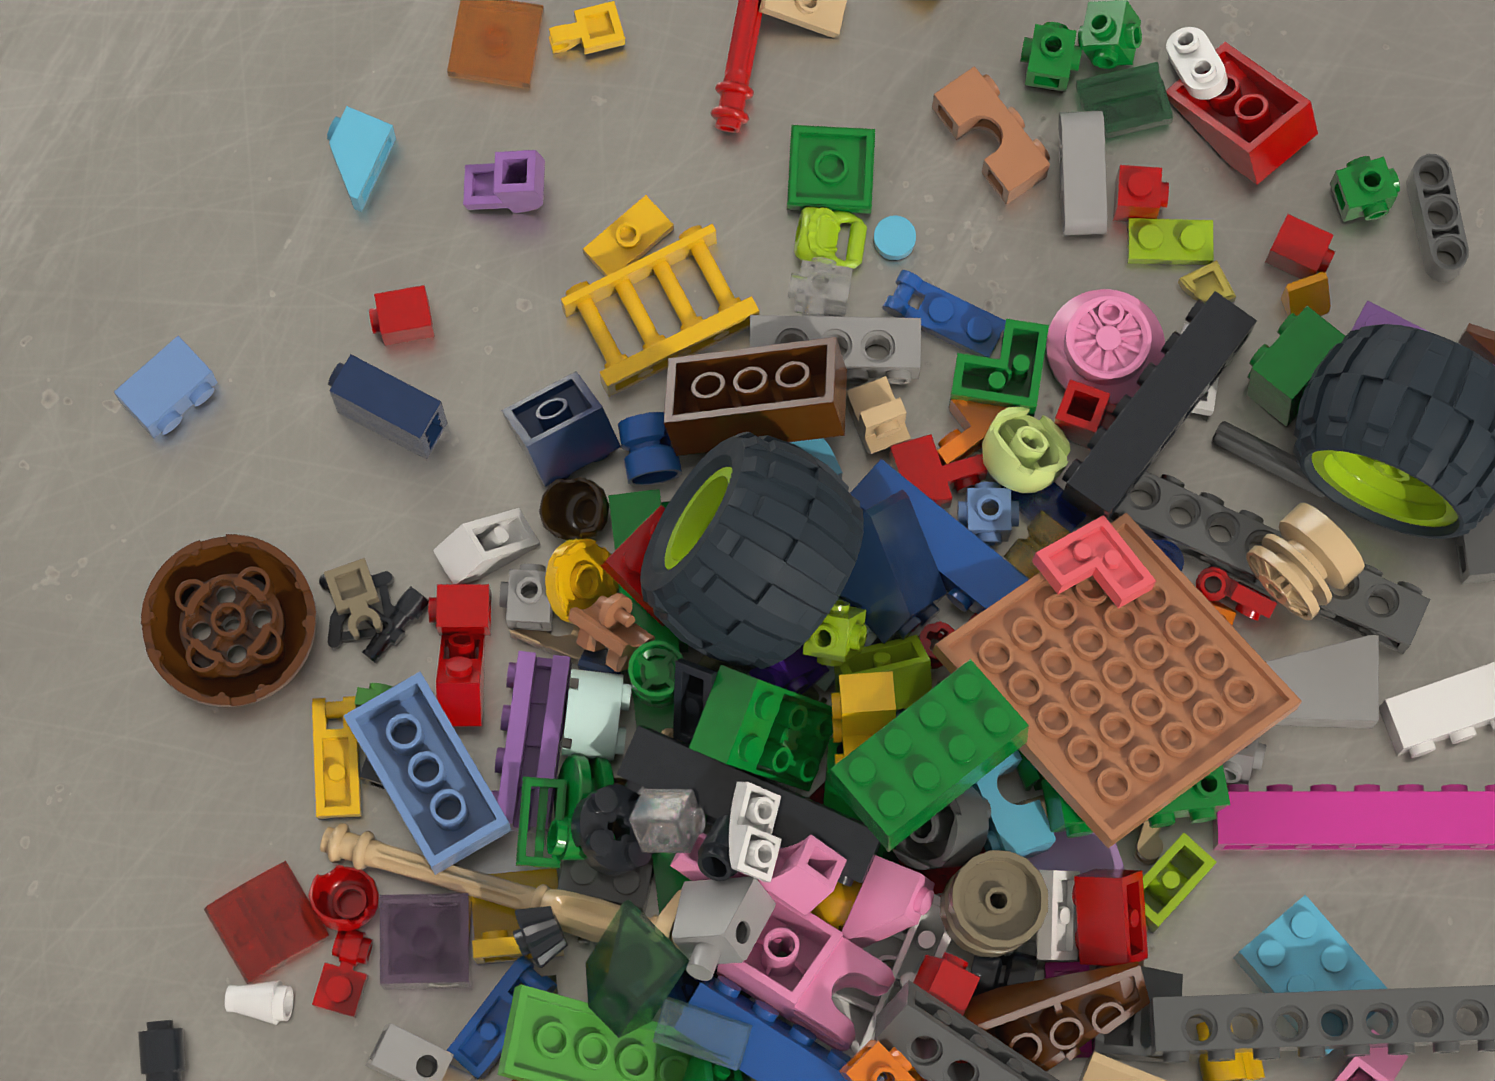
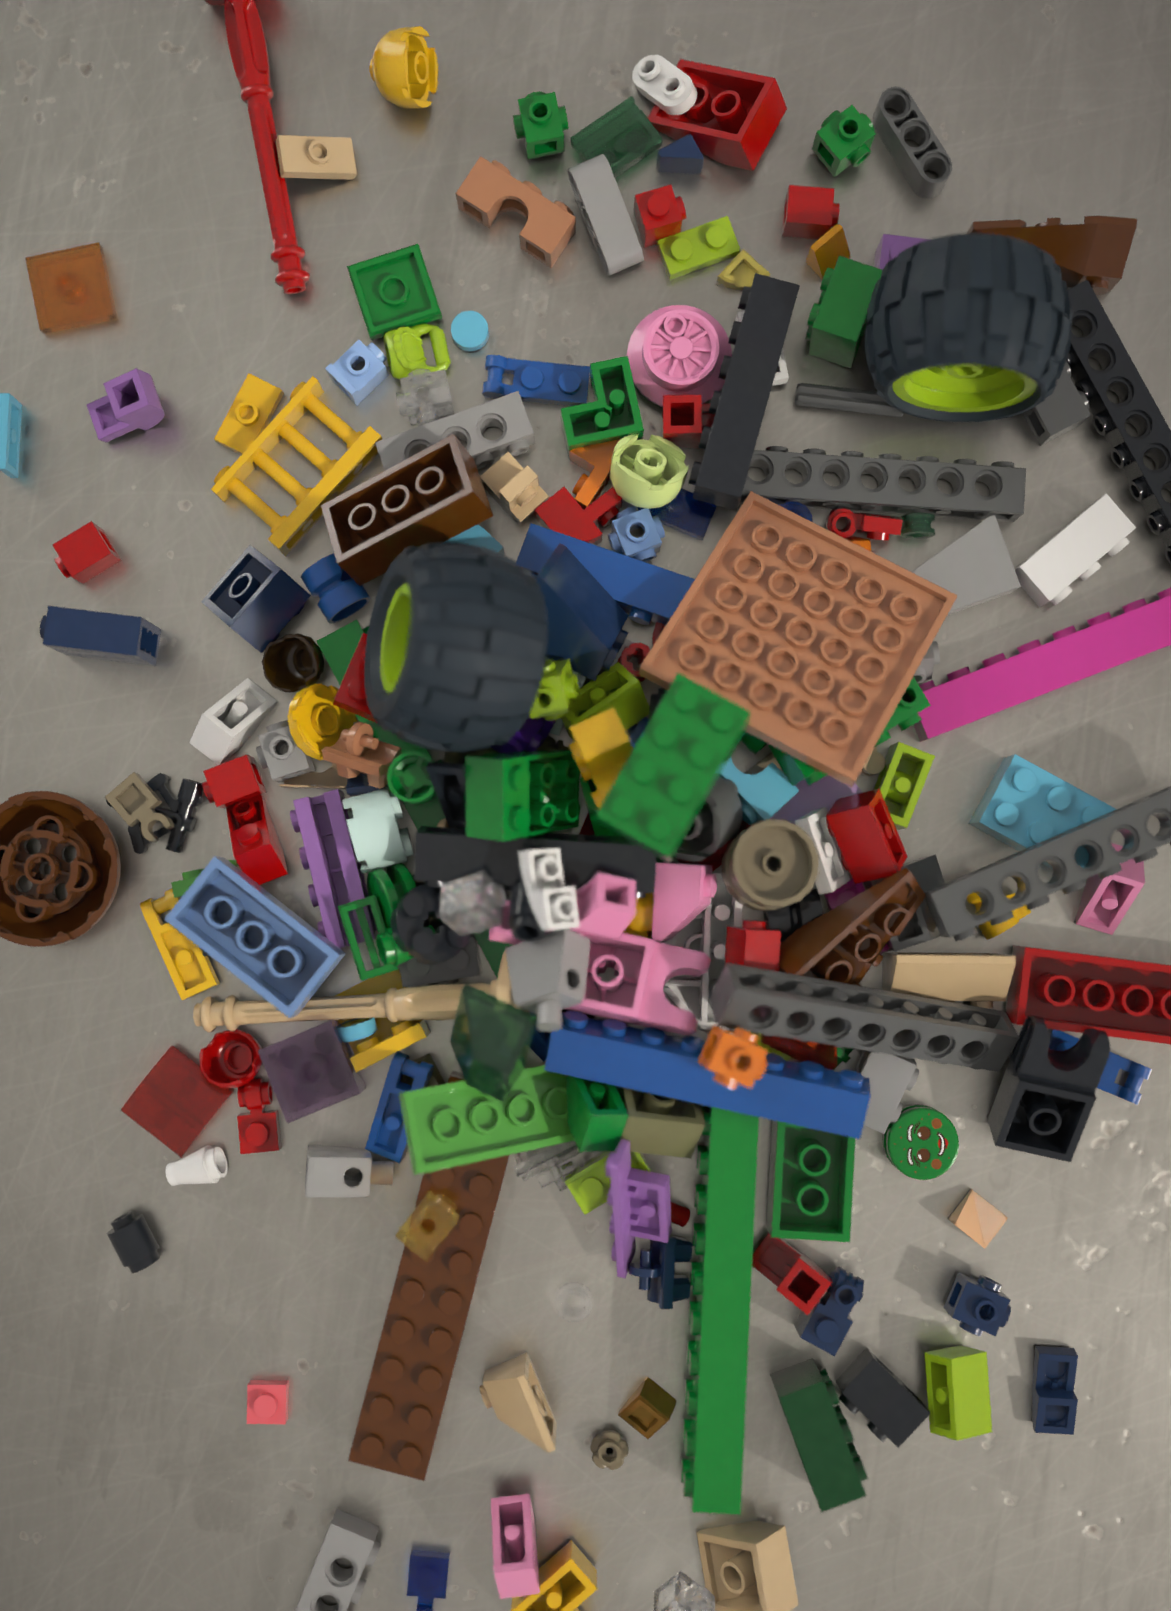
camera: 25 degrees left, 10 degrees up
(491, 916) = (357, 1029): none -> medium azure tile
(539, 934) = (402, 1037): black piece -> none
(594, 28) = (149, 245): yellow plate -> none
(702, 1033) = (570, 1068): clear light blue tile -> none
(757, 249) = (361, 383): none -> light blue brick
(1041, 533) = (691, 535): clear yellow wheel -> none
(1099, 553) = (741, 535): coral plate -> none
(1110, 33) = (583, 85): green brick -> none
(1185, 142) = (680, 157): none -> dark blue slope
(1291, 622) = (918, 525): none -> clear green bush
(1305, 561) = (918, 475): tan wheel -> none

